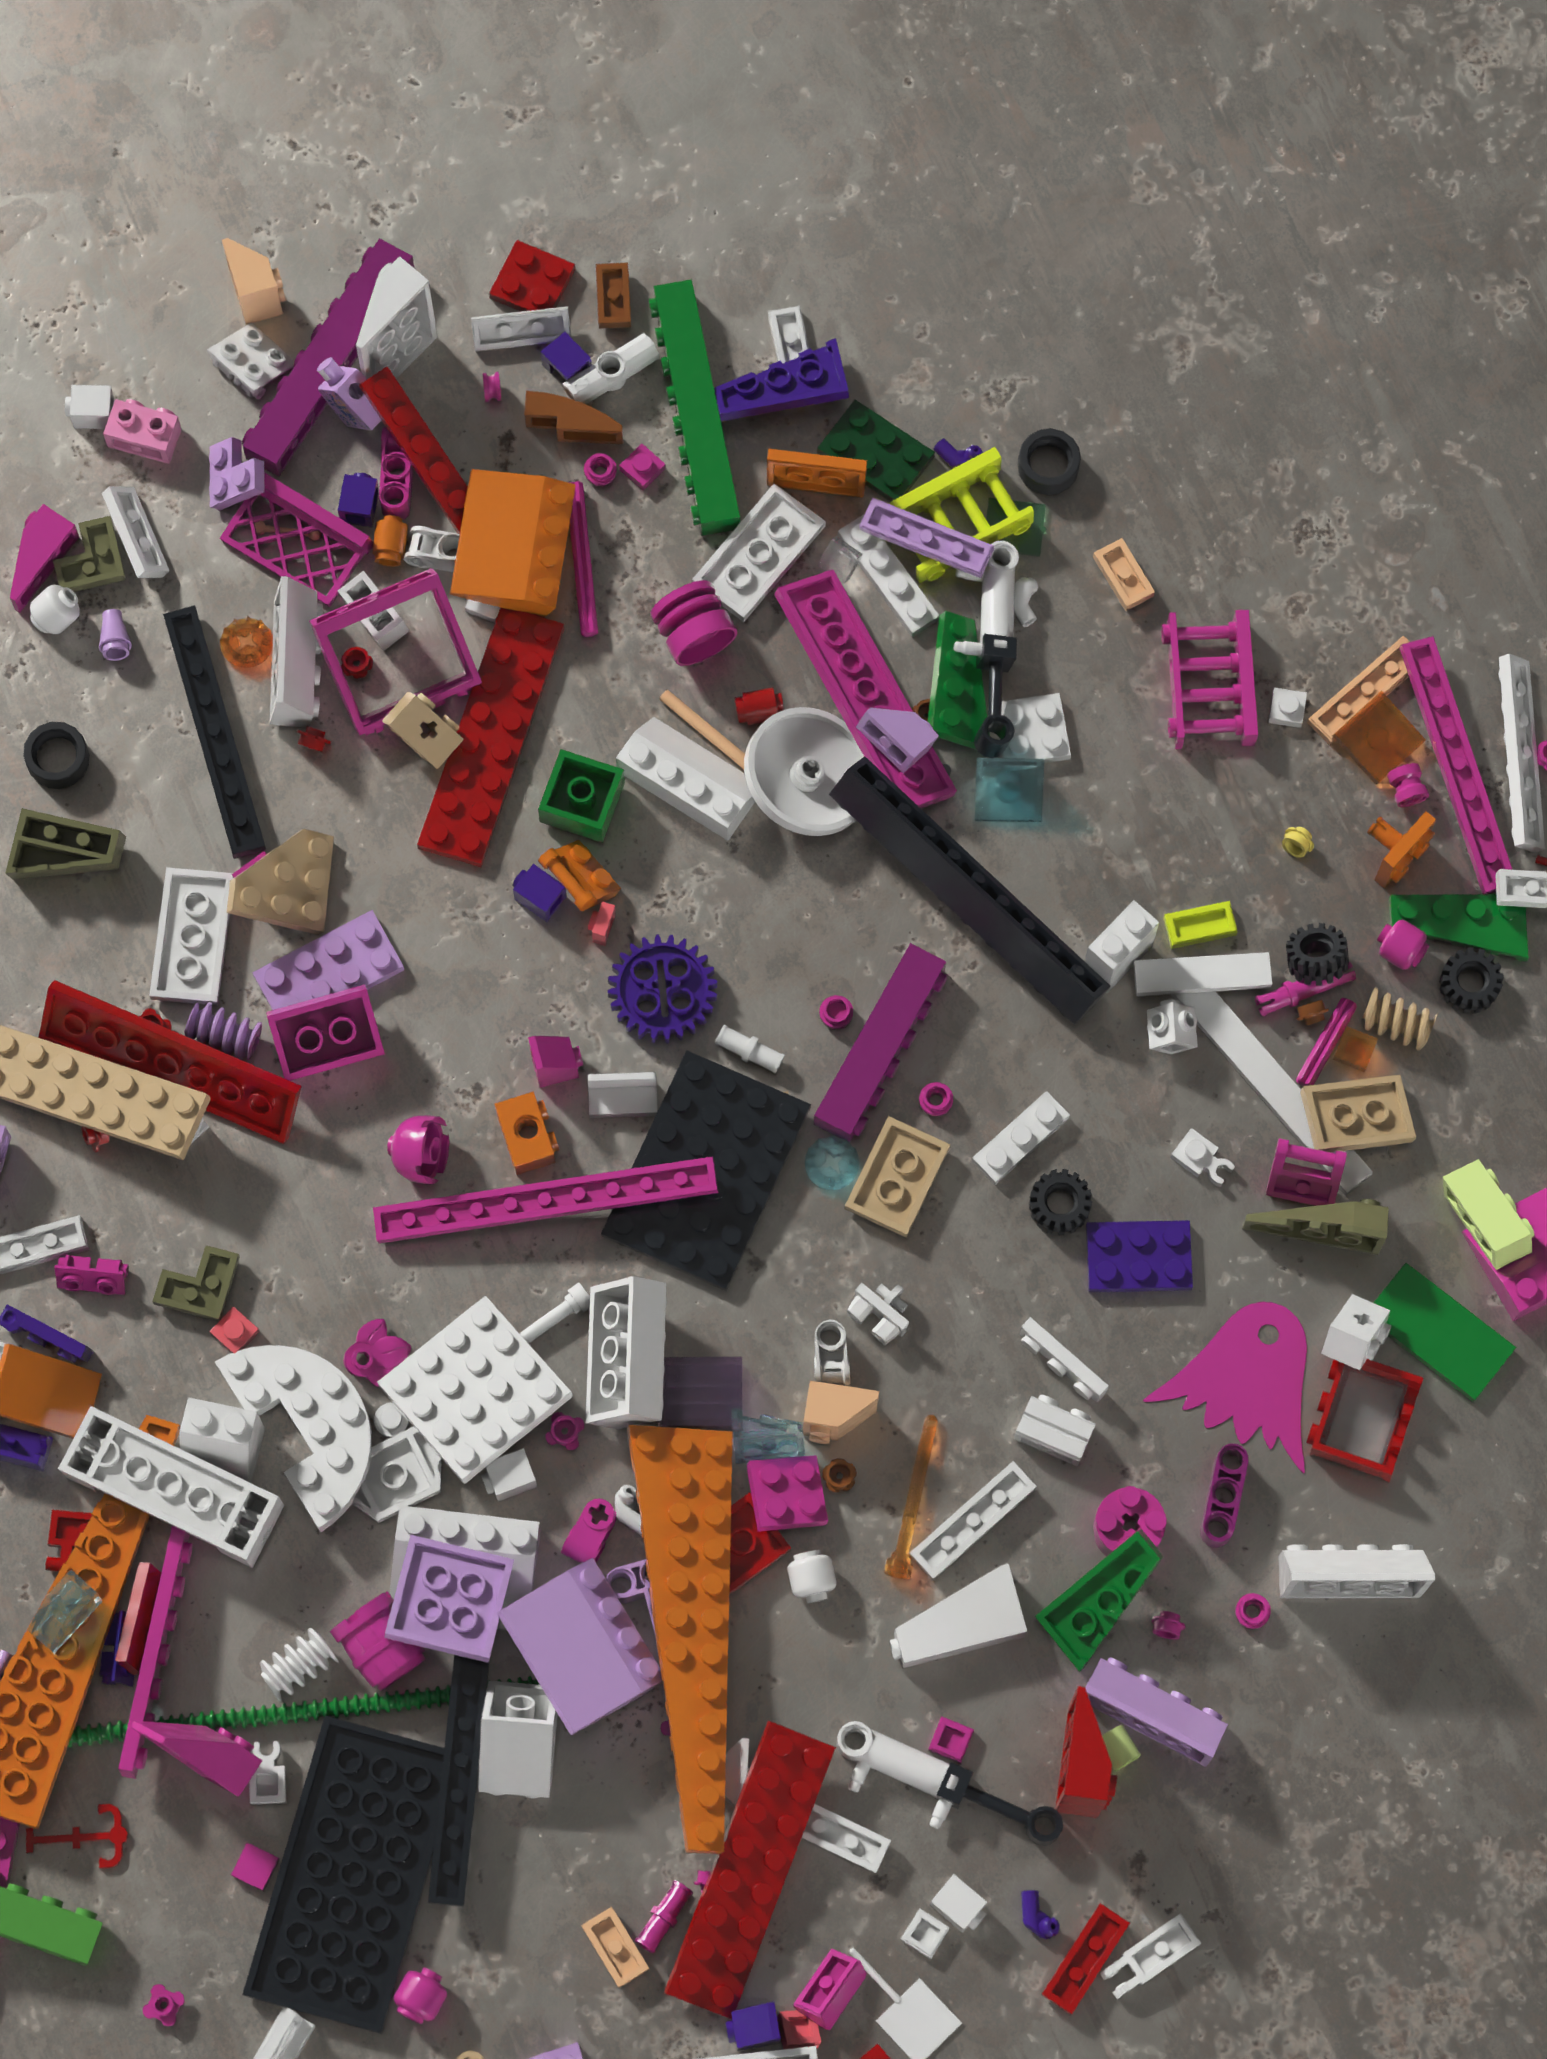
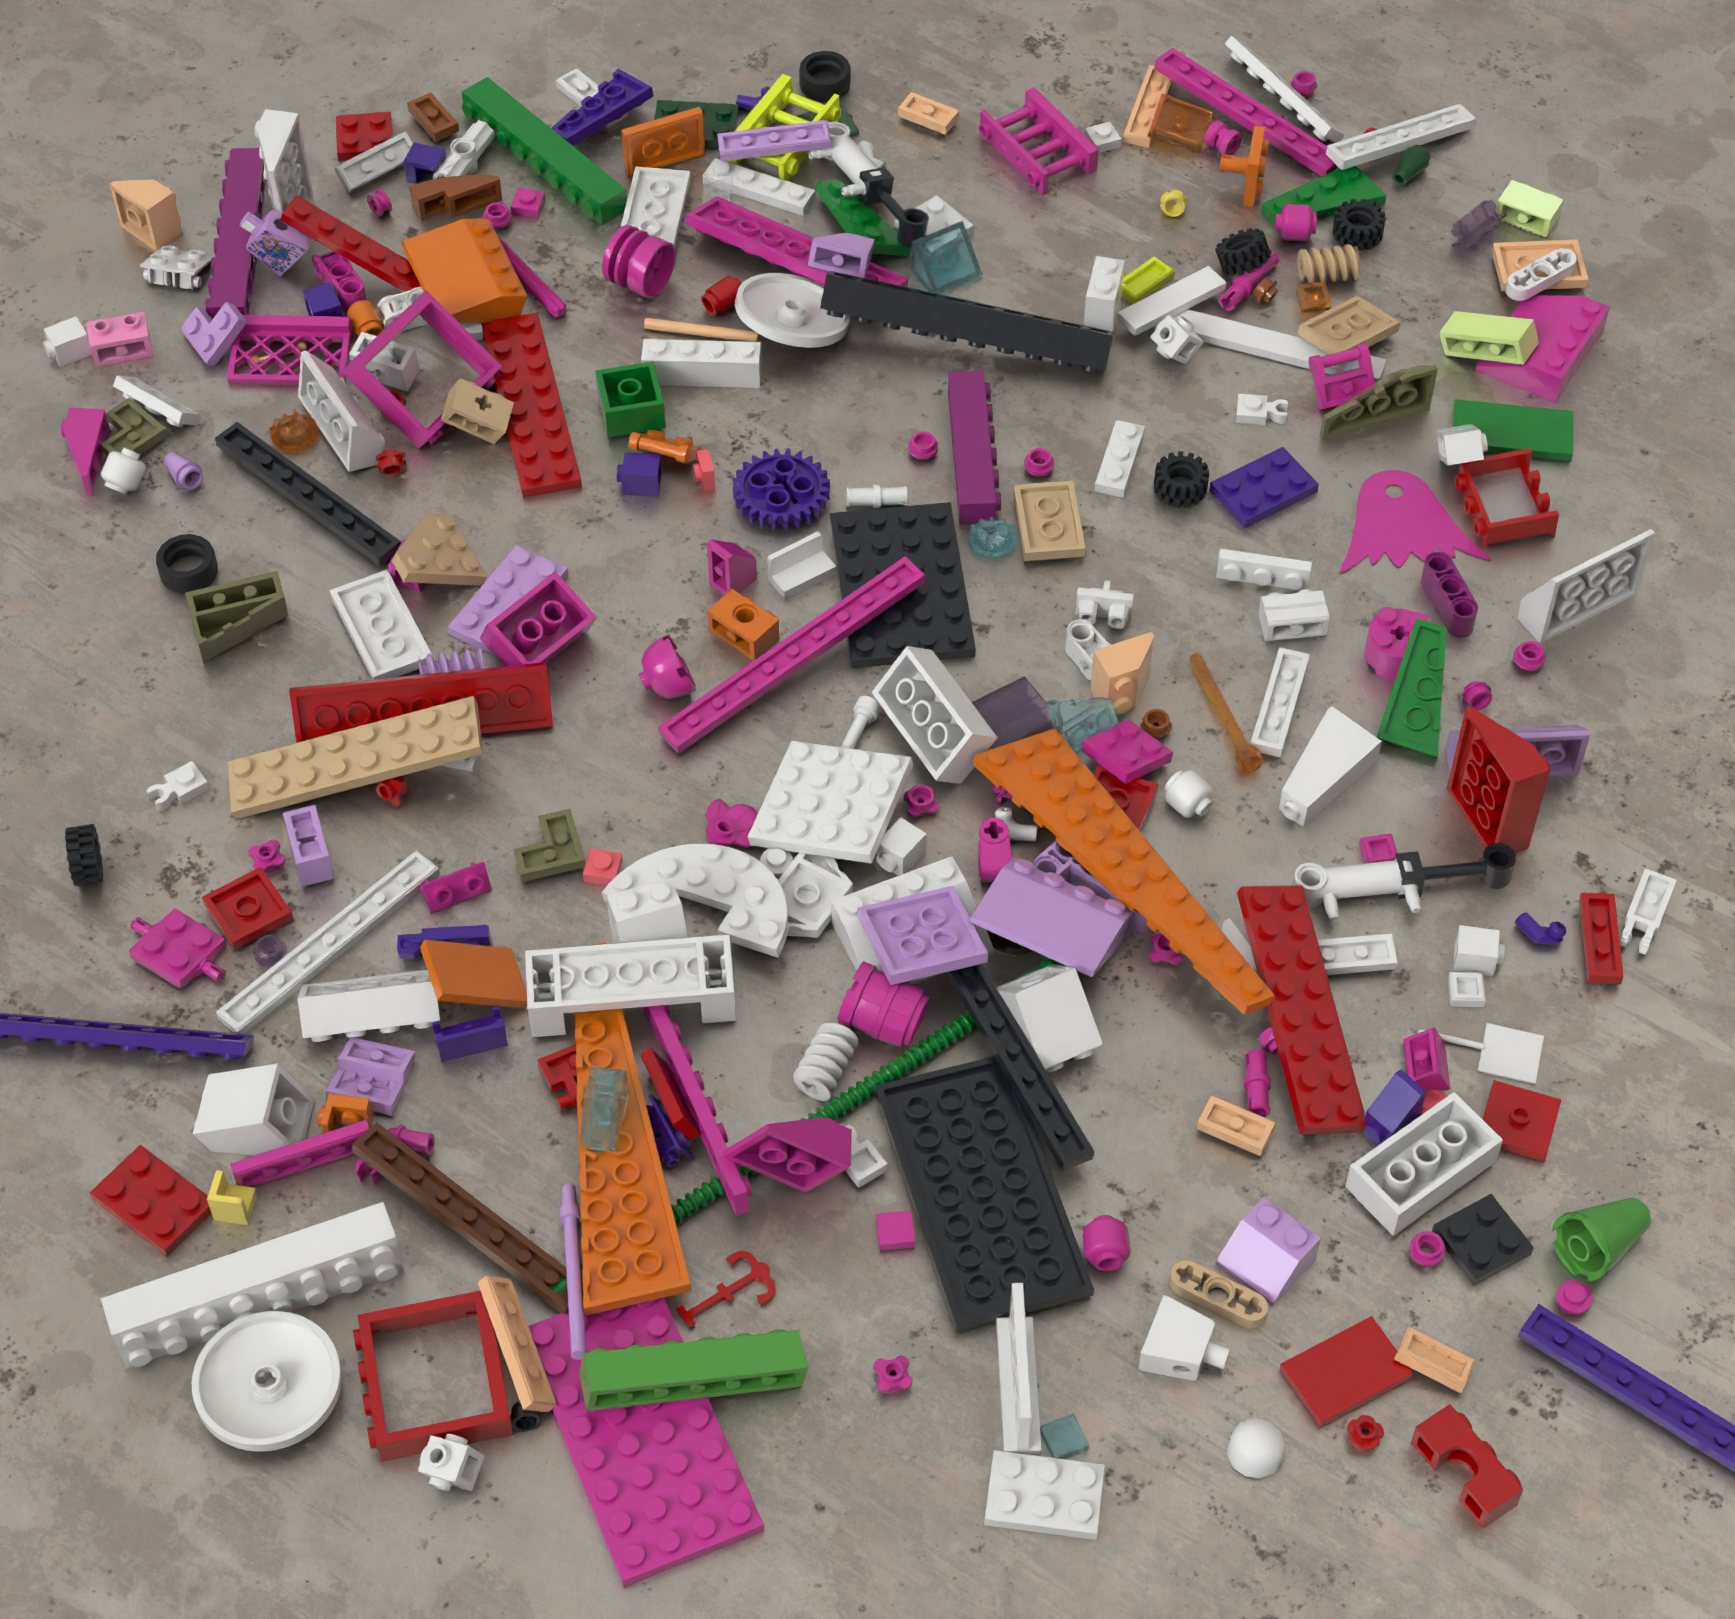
camera: 30 degrees left, 20 degrees down
(1326, 1042) = (1289, 302): dark pink axle -> none

